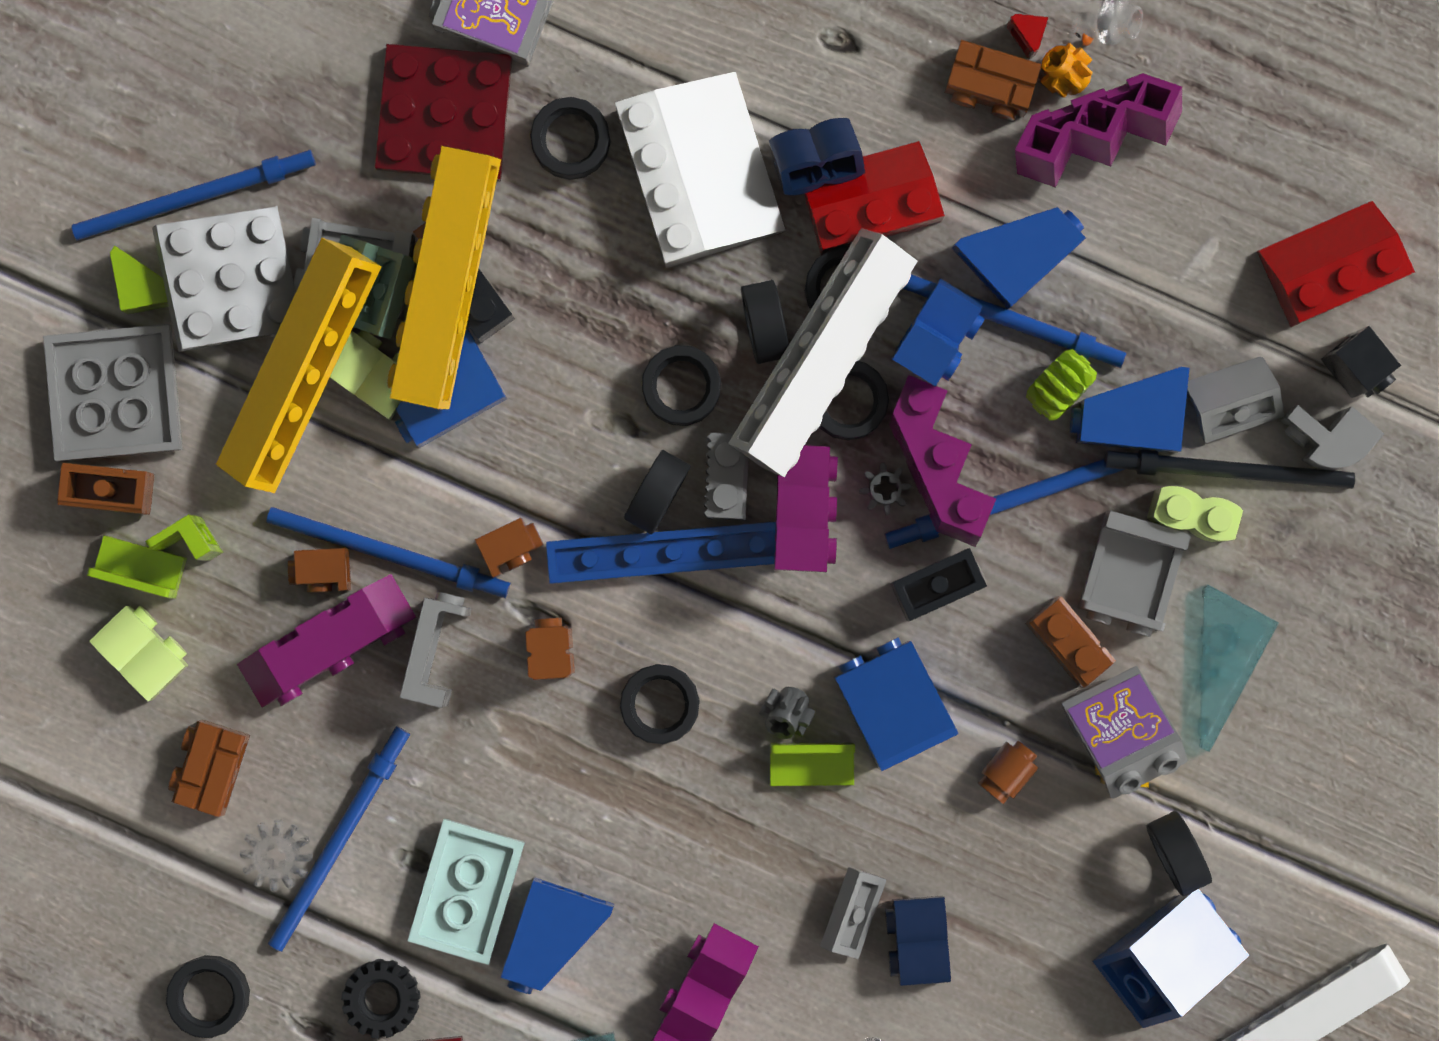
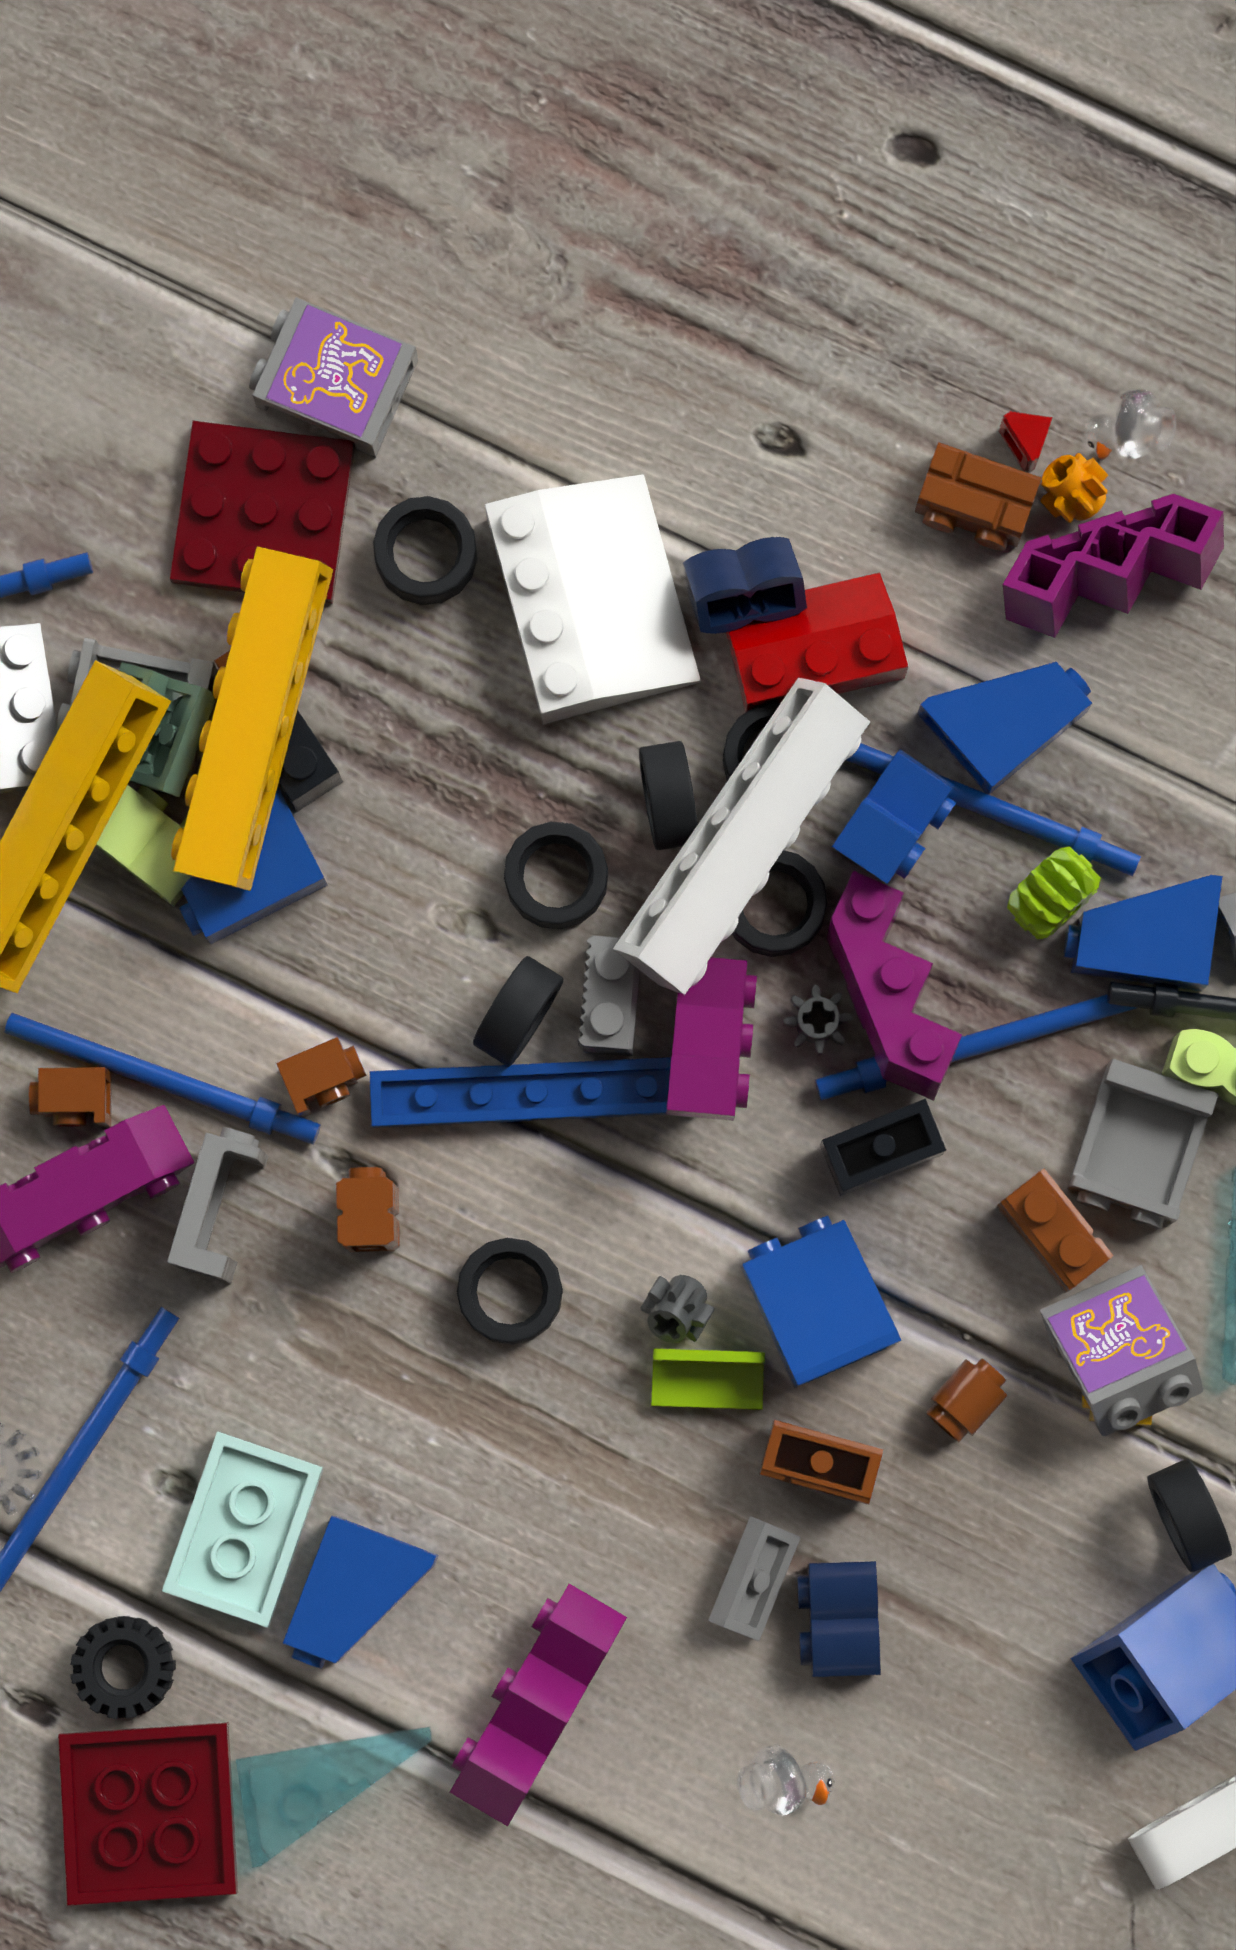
camera: 10 degrees right, 5 degrees down
(900, 824) = (821, 1462): none -> dark orange brick

